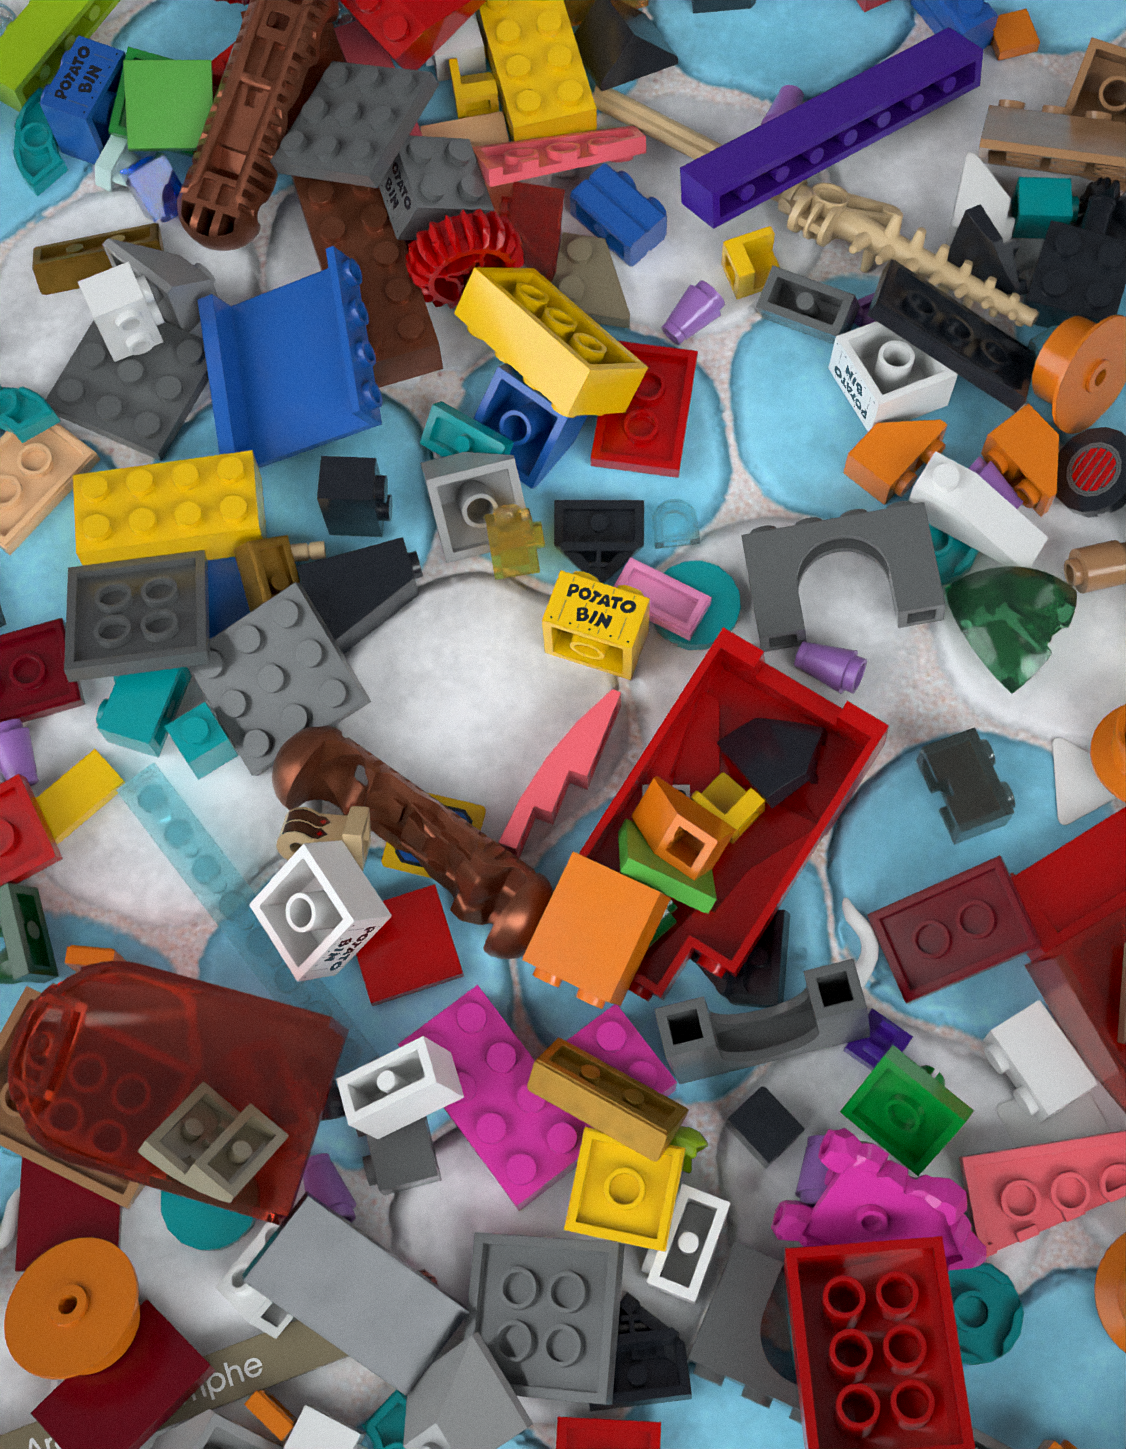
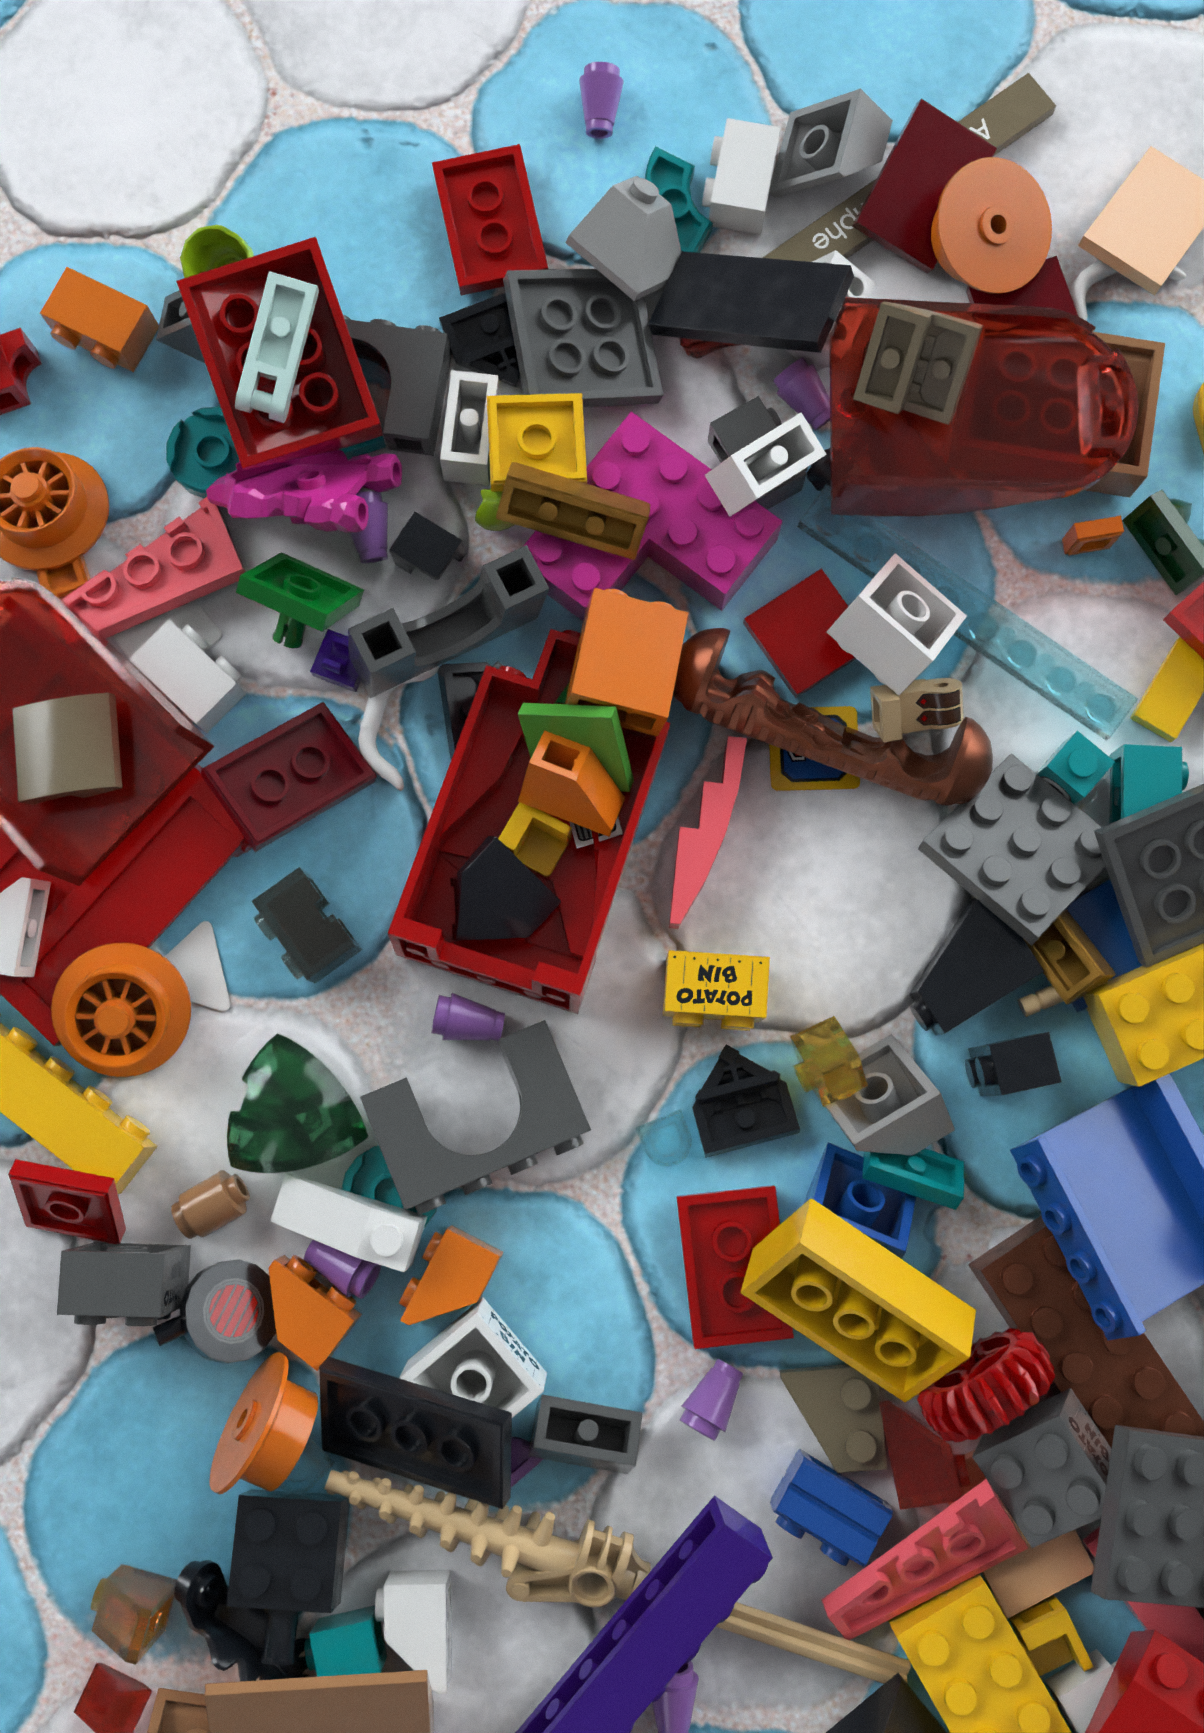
camera: 165 degrees right, 10 degrees up
(272, 1413) = (790, 206): orange tile -> none
(671, 601) = (658, 1043): bright pink tile -> none
(724, 605) = (621, 1053): teal tile -> none
(749, 261) = (662, 1483): yellow panel -> none
(877, 1347) = (277, 345): none -> light aqua plate
(983, 245) = (406, 1557): black slope -> none

